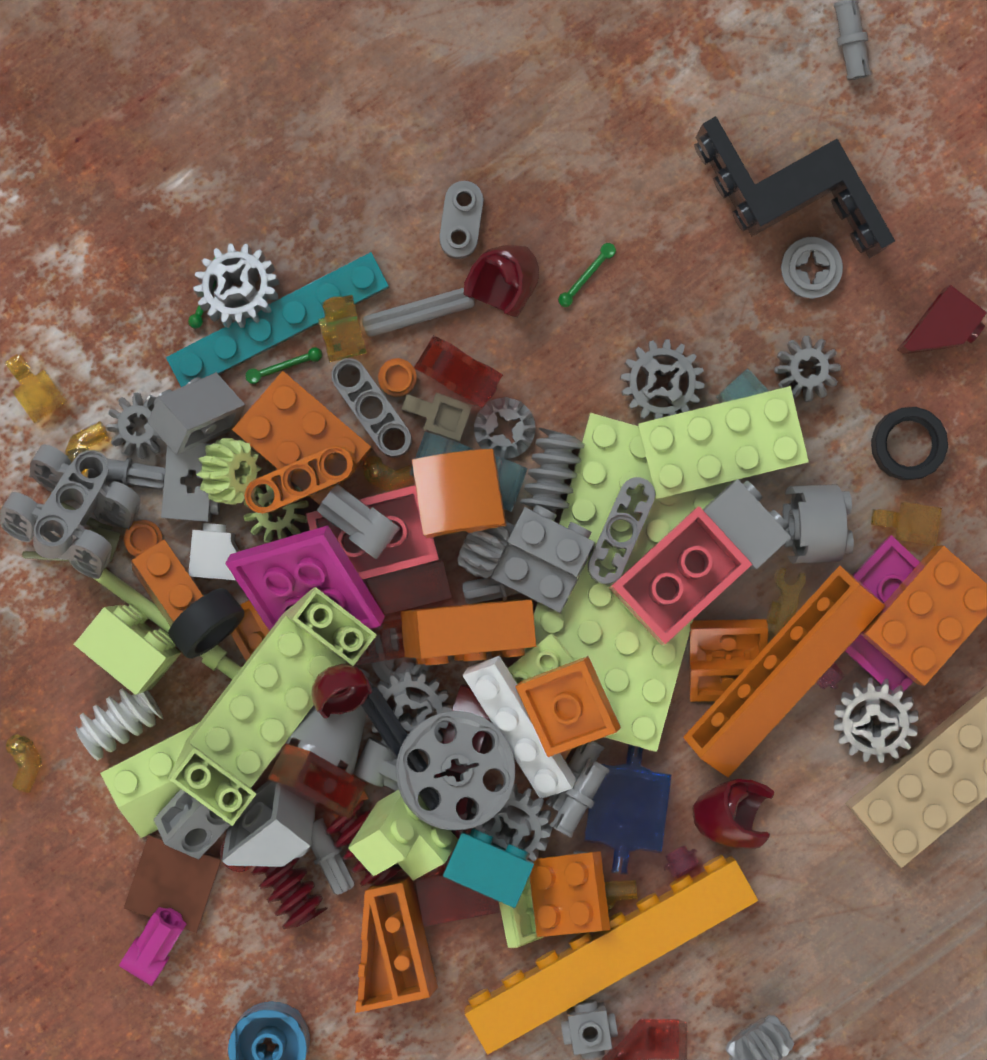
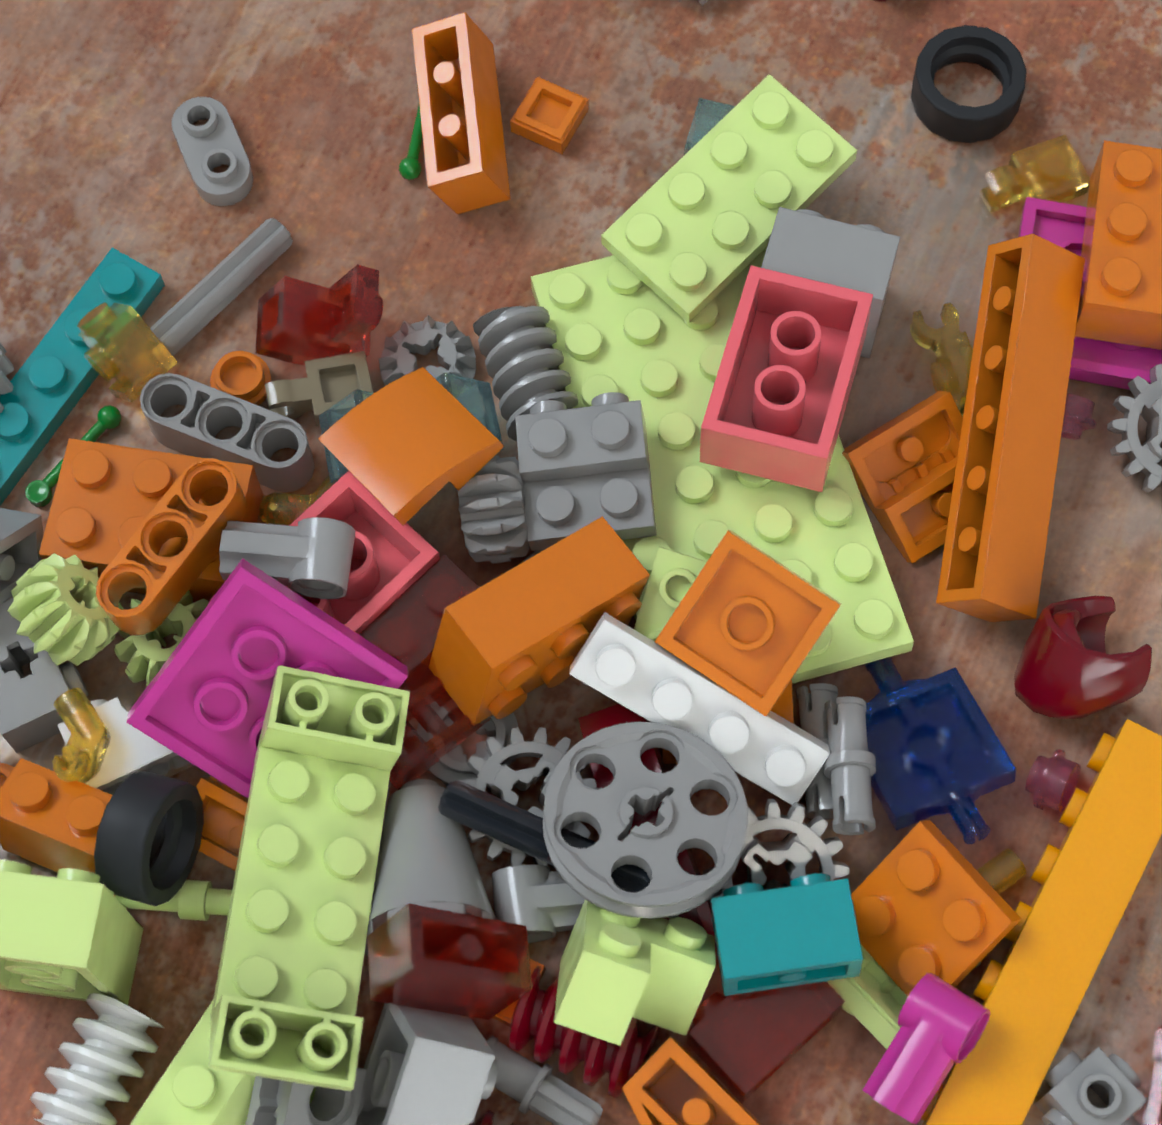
camera: 30 degrees left, 20 degrees down
(202, 552) = (88, 738): none -> clear yellow arm
(340, 690) = (403, 799): dark red hair -> none
(503, 278) = (307, 175): dark red piece -> none
(529, 958) = (934, 1033): none -> dark pink piece
(610, 291) = (460, 114): none -> orange brick
(641, 508) = (678, 358): light grey beam -> none
(650, 367) = (583, 170): light grey gear -> none
(664, 313) = (549, 115): none -> orange tile
(802, 355) = (783, 55): light grey gear -> none
(818, 523) = (936, 224): light grey brick -> none

